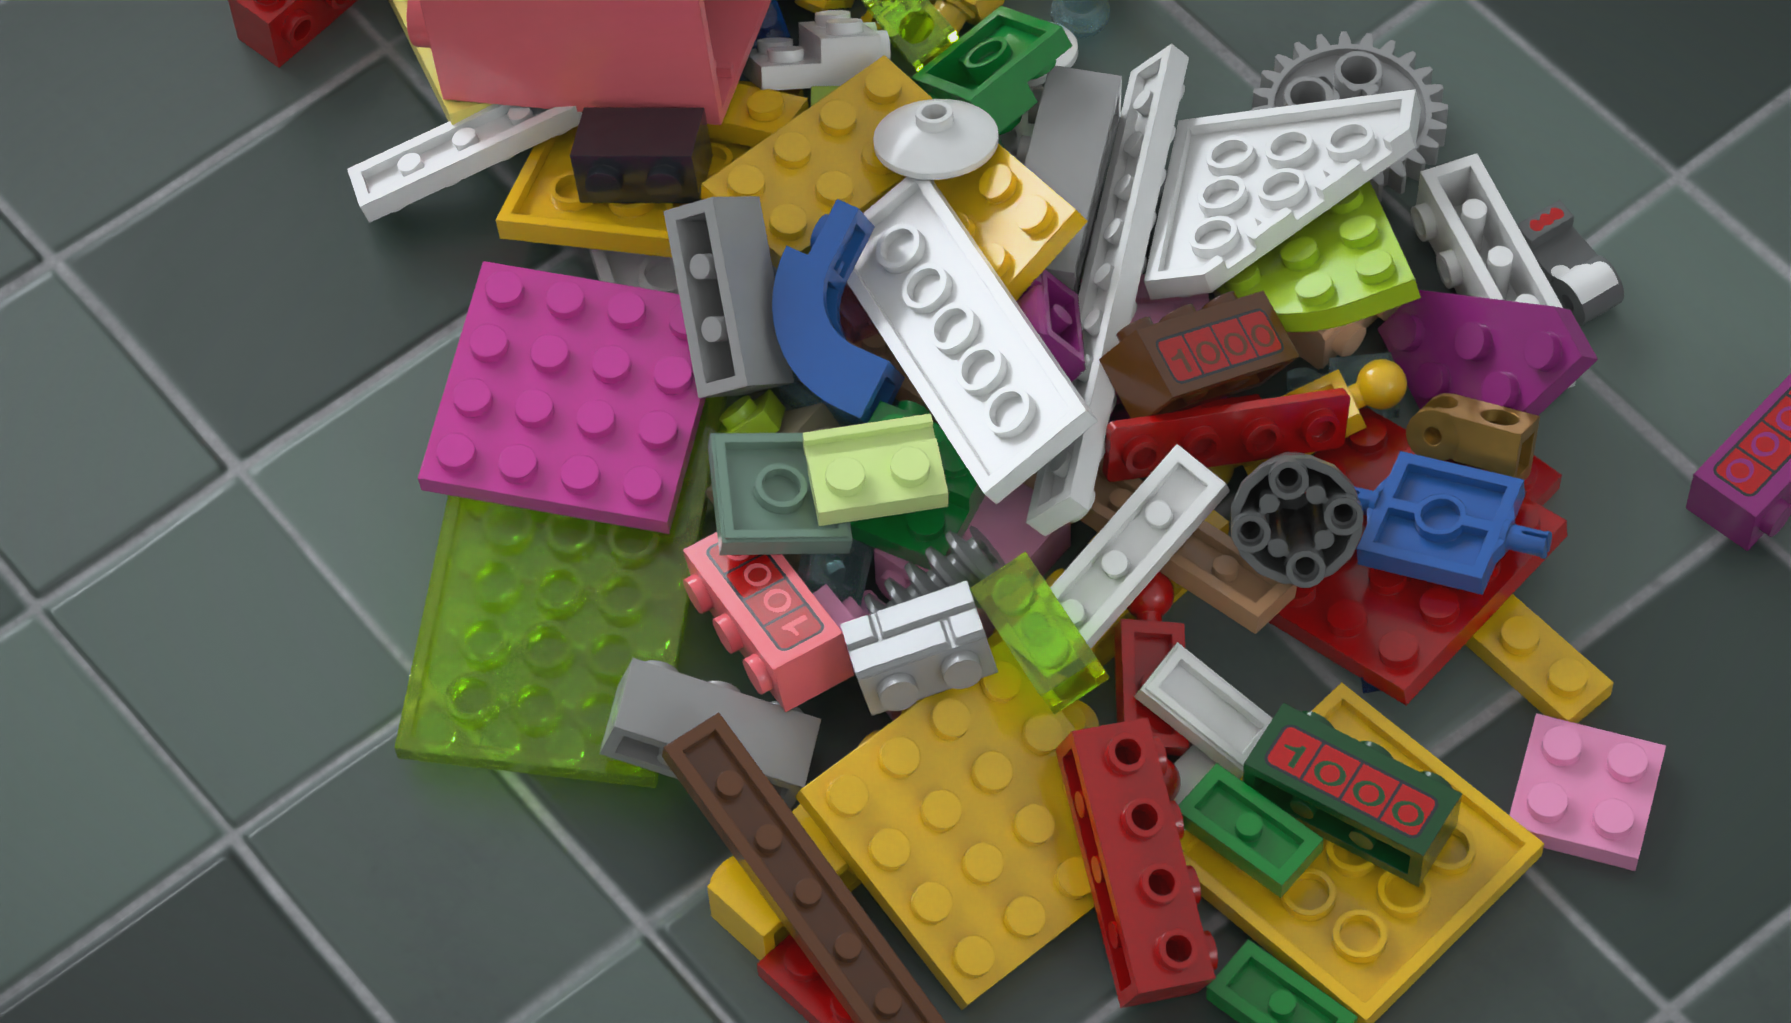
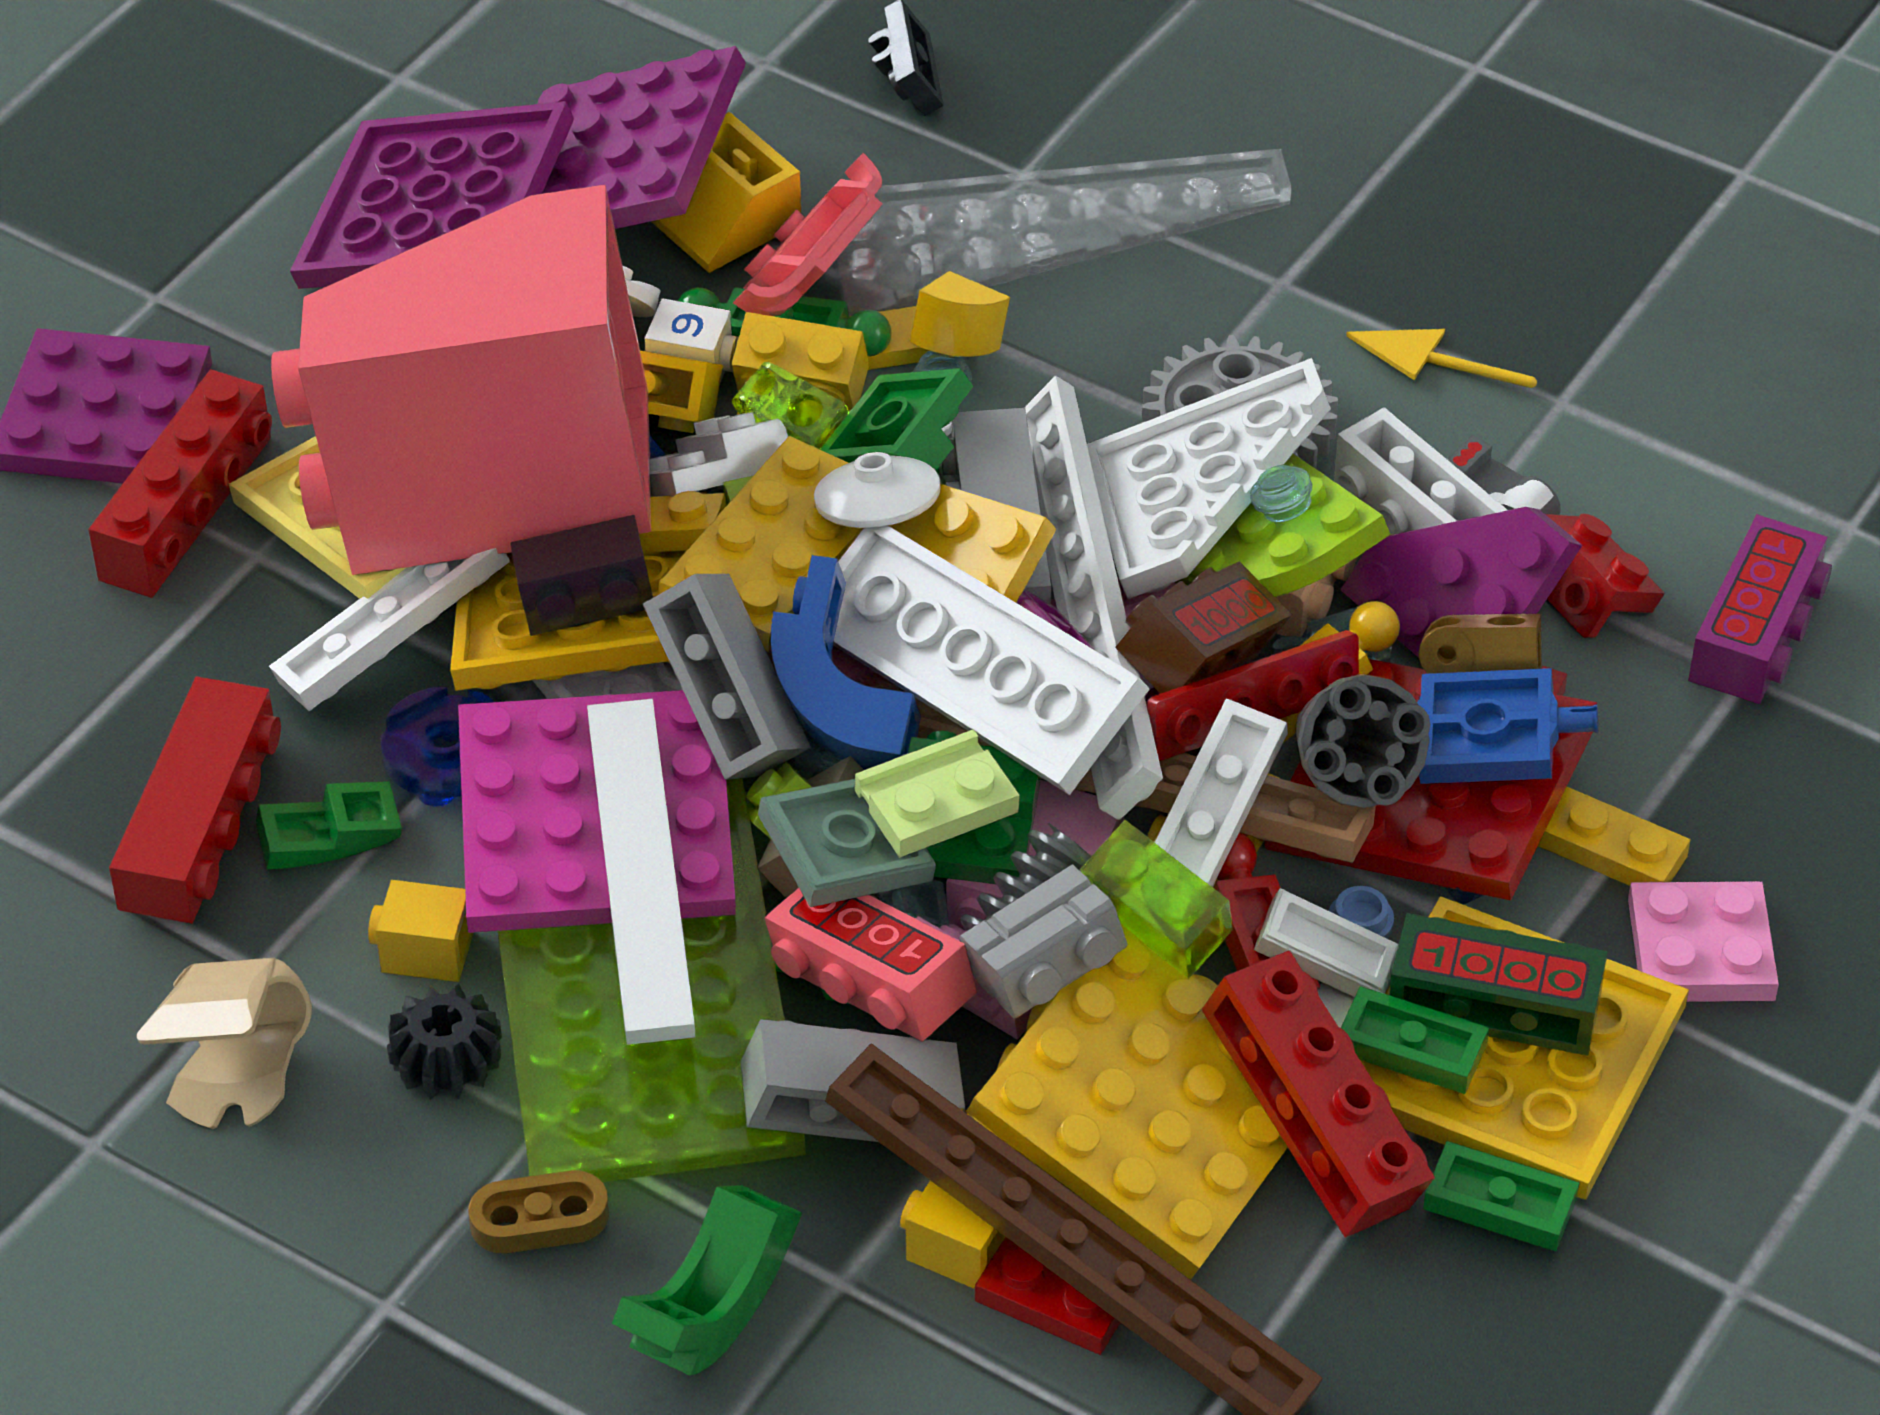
camera: 20 degrees left, 10 degrees down
(180, 537) = (246, 1030): none -> tan piece
(232, 290) = (194, 800): none -> red brick
(342, 345) = (342, 825): none -> green slope
(369, 590) = (444, 1041): none -> black gear
(383, 473) = (421, 931): none -> yellow brick
(396, 781) = (538, 1211): none -> pearl gold plate
(450, 272) = (410, 748): none -> clear blue plate
(517, 906) = (716, 1286): none -> green arch
(582, 476) = (640, 872): none -> white tile
(1263, 680) = (1365, 908): none -> medium blue plate
(1330, 229) = (1282, 493): none -> clear light blue plate
(1549, 82) = (1413, 348): none -> yellow piece
(1632, 373) = (1600, 578): none -> red bracket

